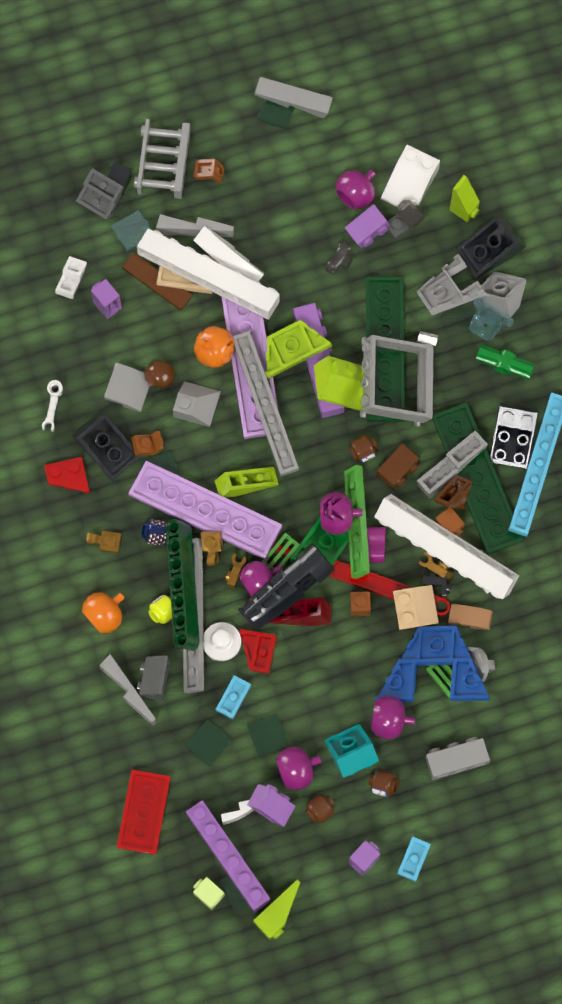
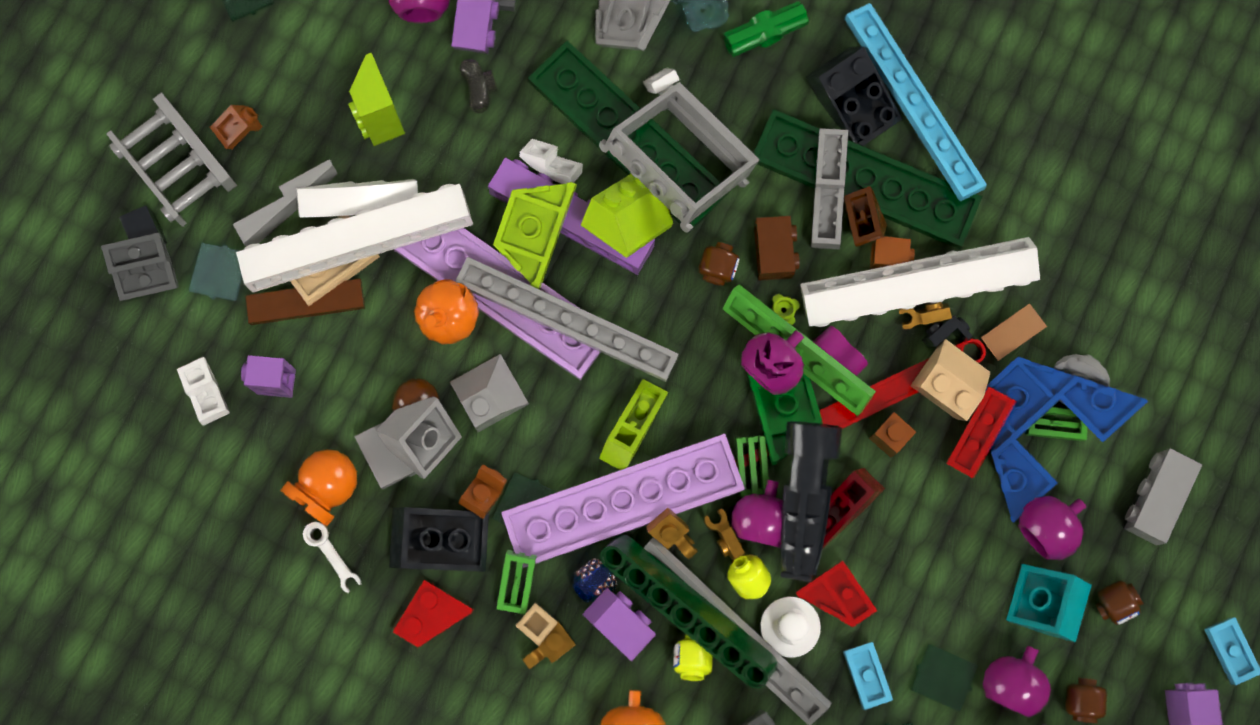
camera: 50 degrees left, 5 degrees up
(81, 369) = (323, 482): none -> orange tile
(110, 524) = (536, 624): none -> tan slope
(133, 488) = (520, 559): none -> bright green tile
(145, 390) = (420, 435): none -> light grey slope
(146, 560) = (619, 623): none -> medium lavender brick
(226, 599) = (749, 577): none -> neon yellow head
(279, 220) = (373, 105): none -> lime slope
(333, 323) = (544, 159): none -> white slope
(374, 494) = (789, 304): none -> lime plate
(402, 643) = (981, 432): none -> red plate

